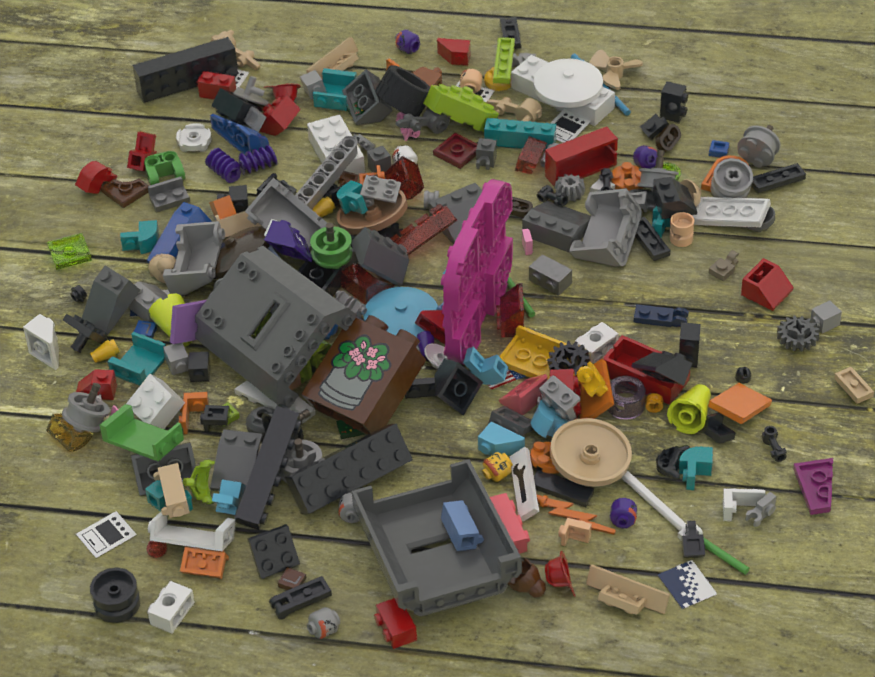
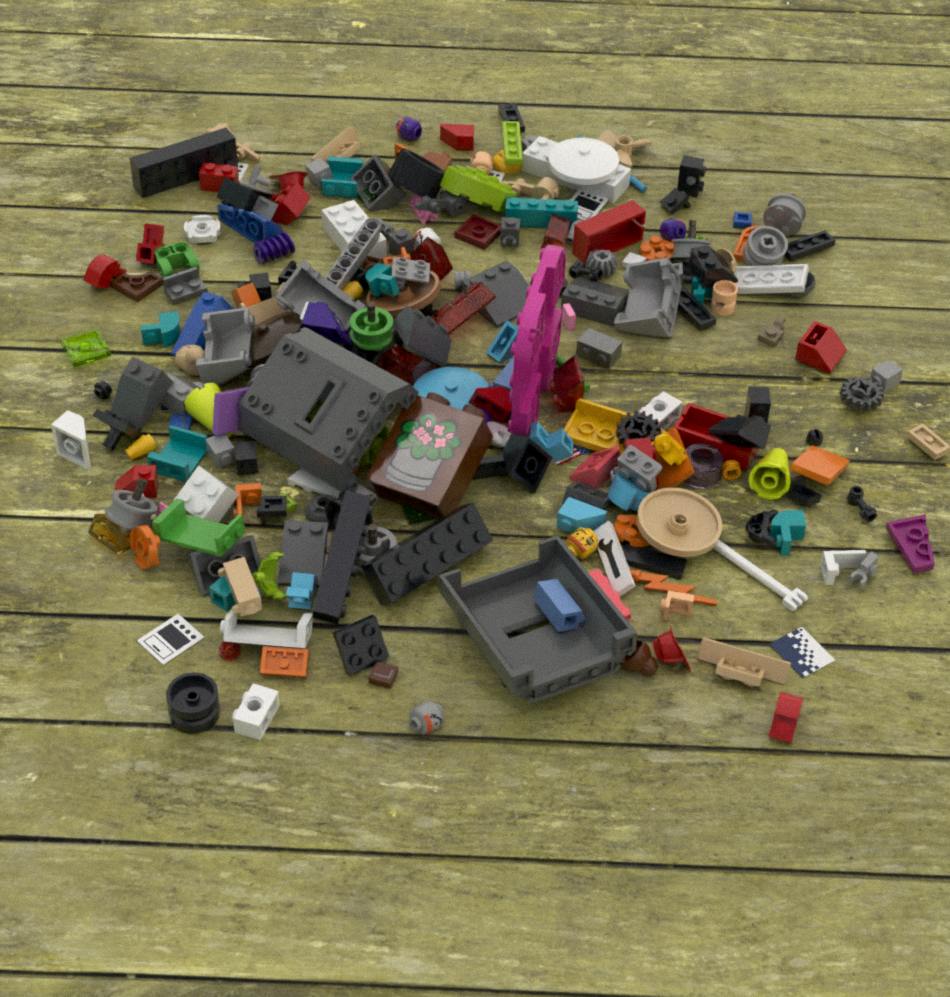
camera: 10 degrees left, 0 degrees up
(94, 446) = (146, 546): none -> orange plate
(223, 165) = (238, 254): dark purple piece -> none
(300, 597) = (396, 692): black plate -> none
(346, 509) = (432, 596): light grey head -> none
(396, 623) = (505, 712): red brick -> none
(606, 175) = (637, 249): black bar -> none
(623, 511) = (723, 580): dark purple head -> none
(656, 641) = (786, 717): none -> red brick
(660, 316) = (719, 383): dark blue hinge -> none
(668, 138) = (691, 210): dark brown plate -> none
(692, 543) = (800, 609): black plate -> none
(726, 557) = (832, 619): bright green bar -> none

